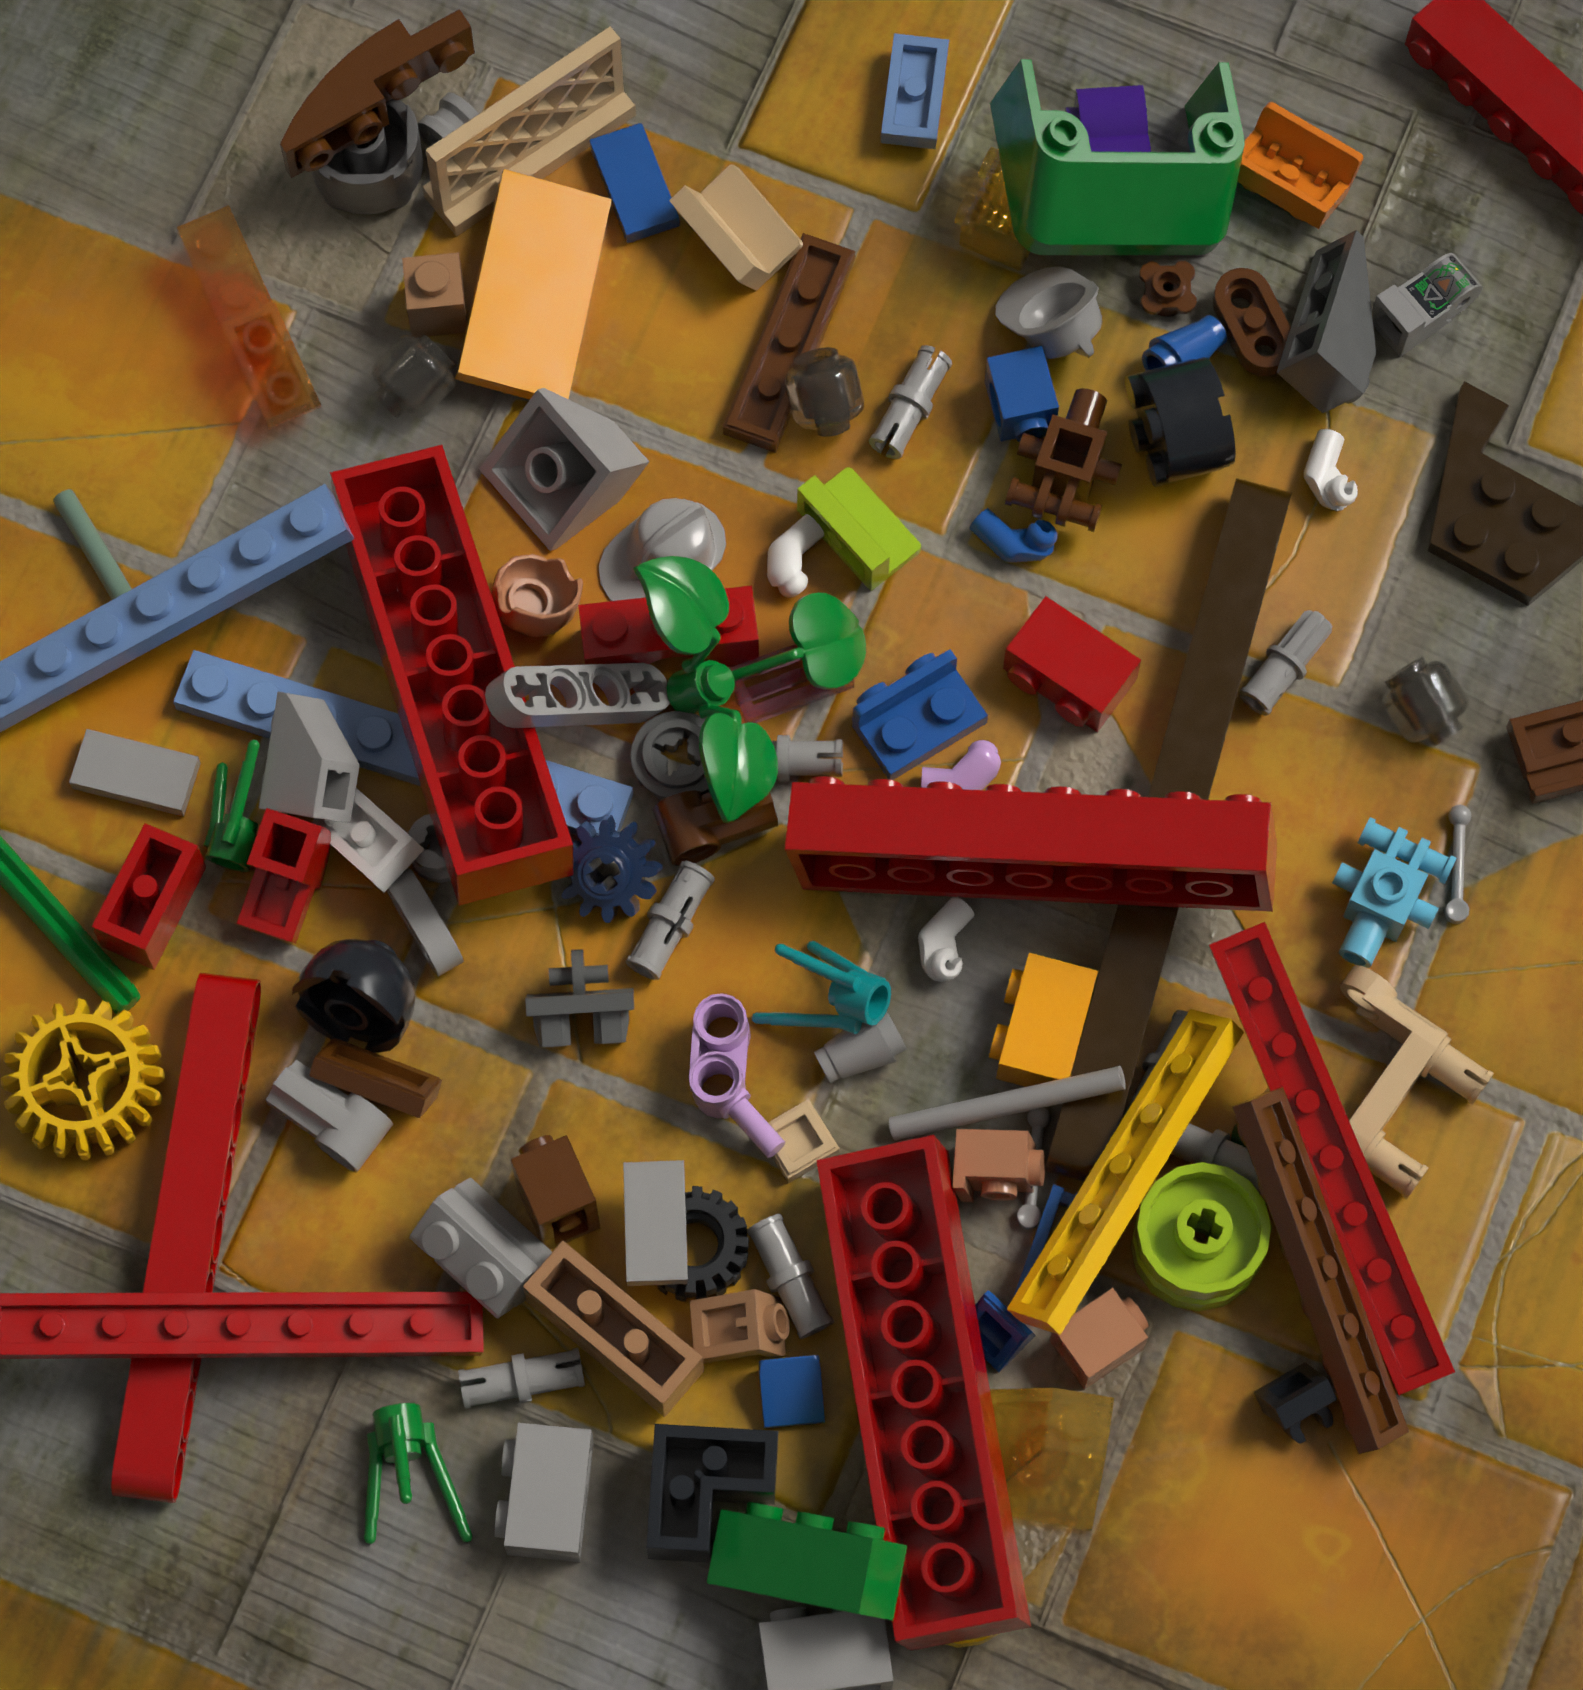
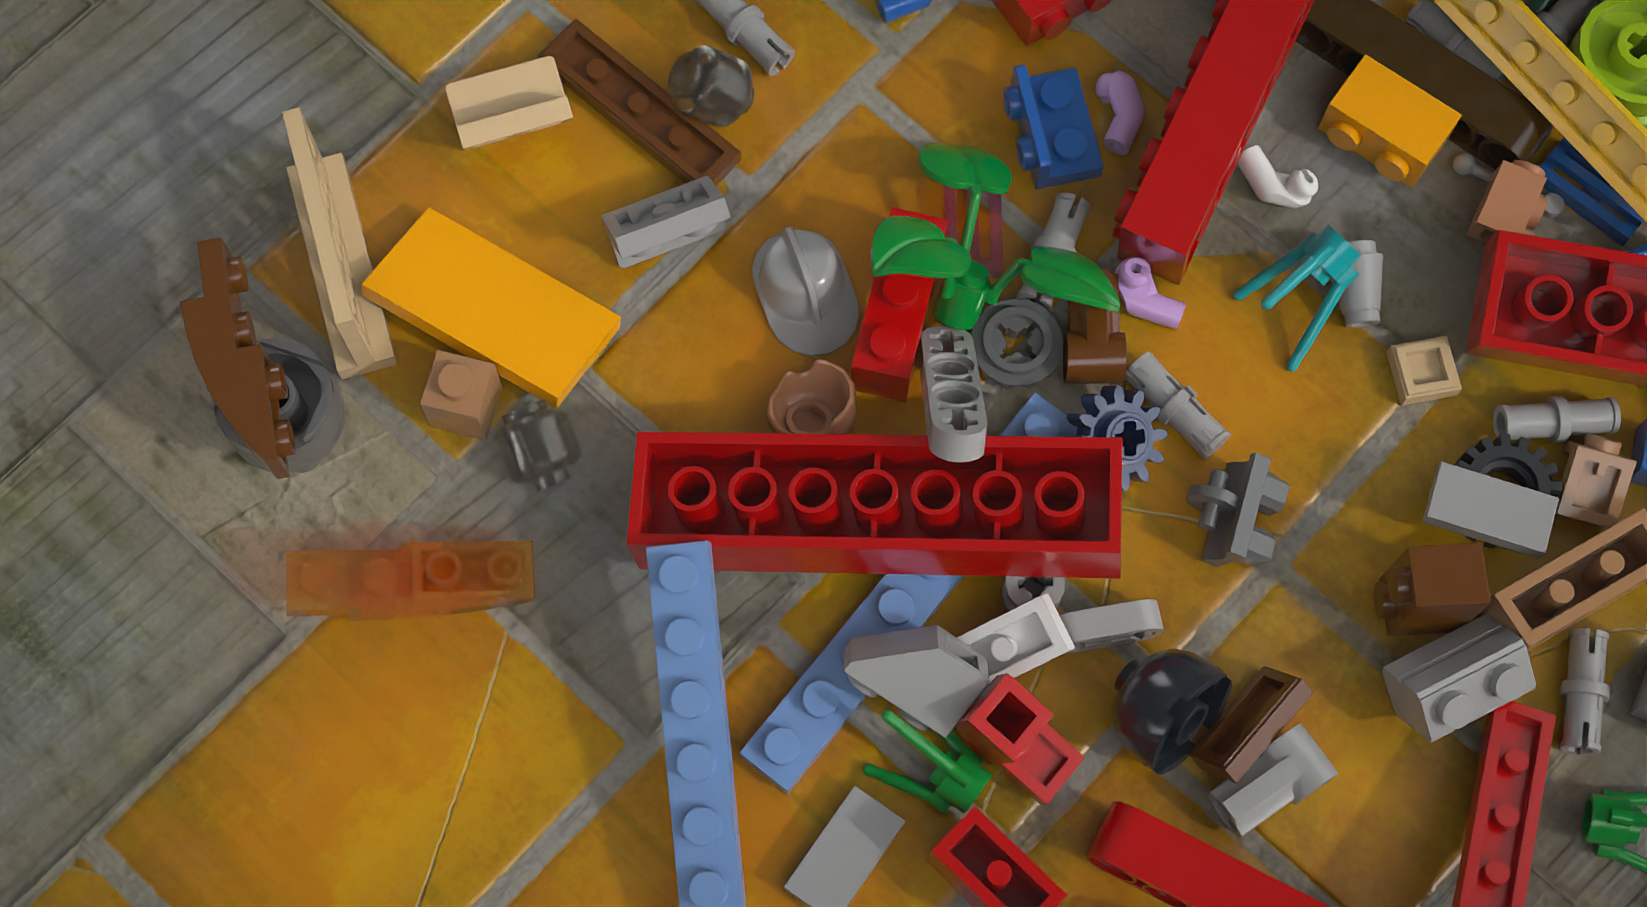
camera: 70 degrees left, 0 degrees up
(91, 543) = (593, 816): sand green bar -> none
(451, 115) = (288, 317): light grey wheel -> none
(562, 466) = (690, 343): light grey slope -> none
(634, 182) = (418, 181): blue tile -> none
(669, 399) = (666, 221): none -> light grey bracket
(727, 1057) = (1327, 415): lavender beam -> none
(766, 860) = (1141, 296): none -> lavender arm
(786, 553) = (855, 182): white arm -> none
(858, 526) = (849, 113): lime panel -> none
(1007, 1103) = (1460, 174): light grey bar -> none

